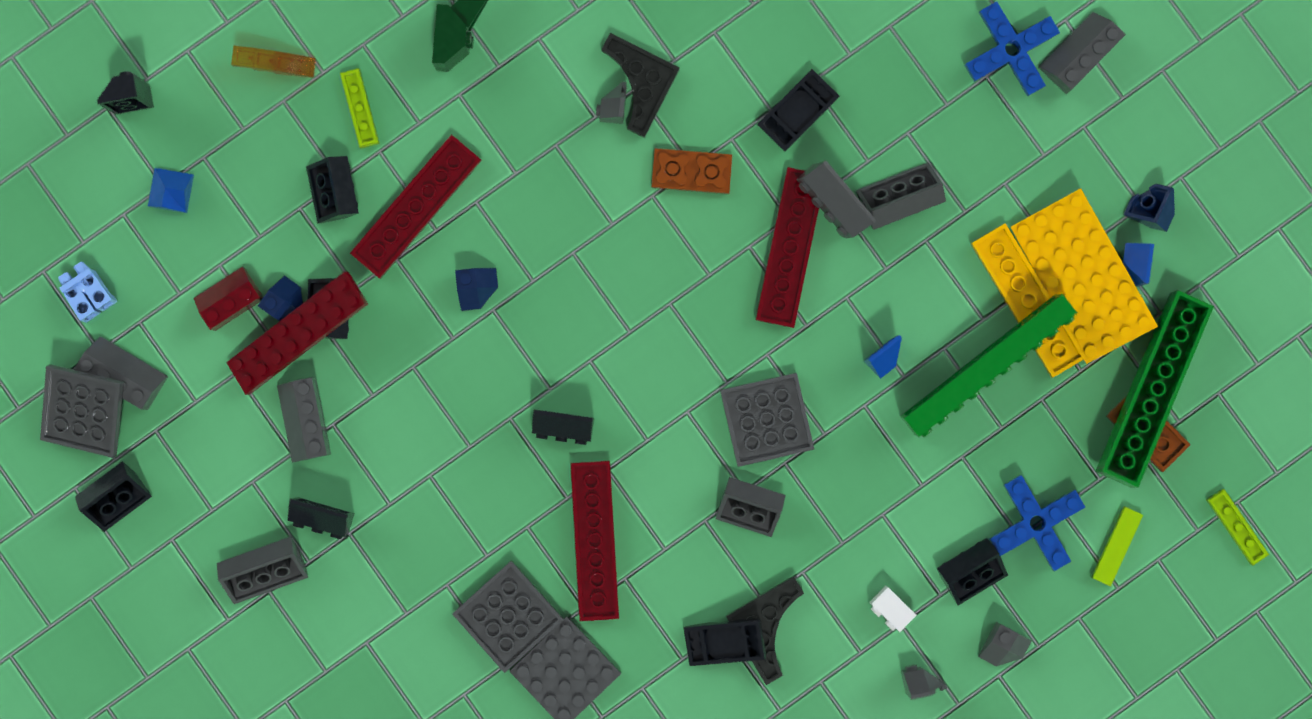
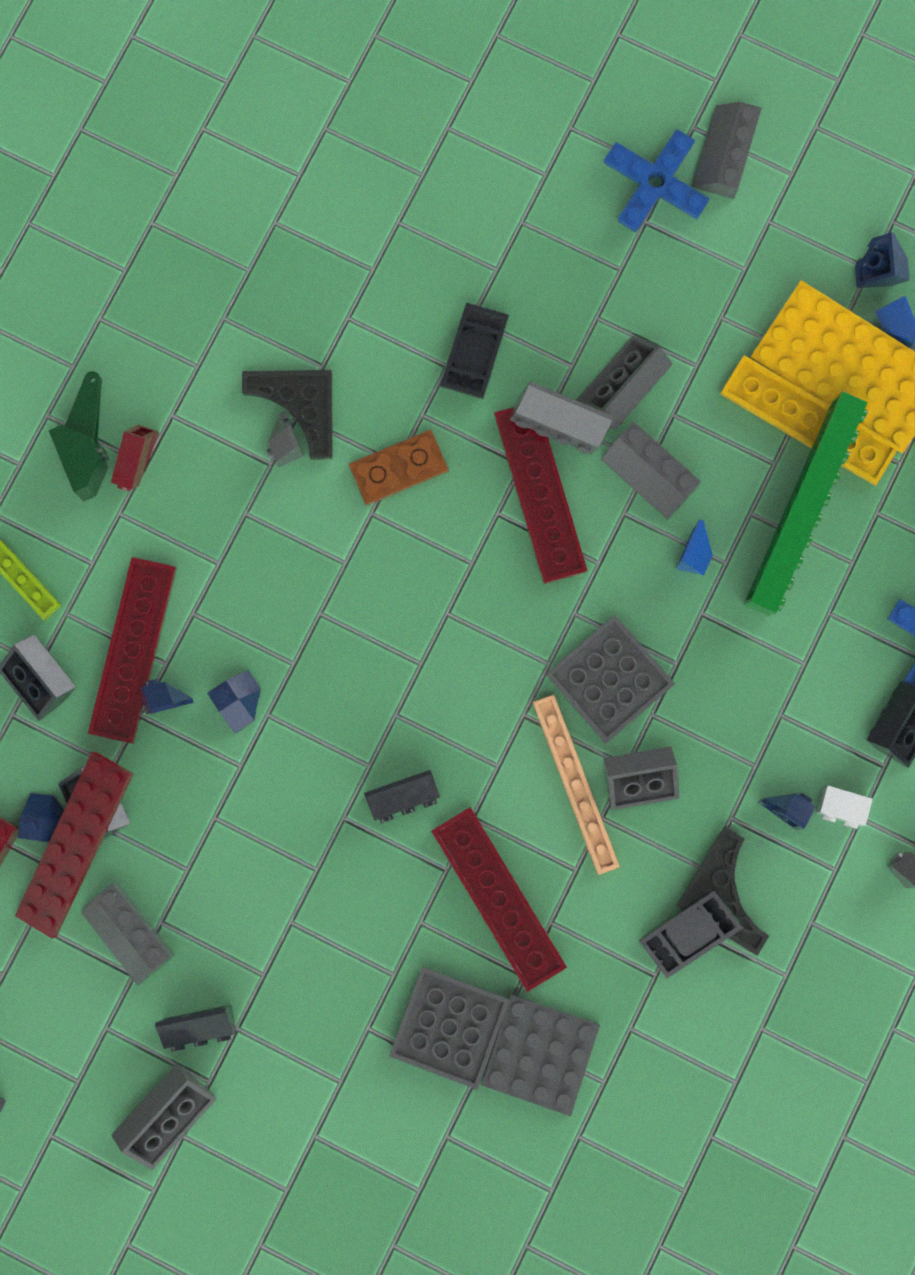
camera: 25 degrees left, 5 degrees down
(419, 255) = (162, 696): none -> dark blue slope
(492, 56) = (133, 456): none -> dark red slope
(698, 485) = (576, 784): none -> light nougat tile
(851, 589) = (791, 808): none -> dark blue slope
(884, 275) = (650, 470): none -> dark grey slope

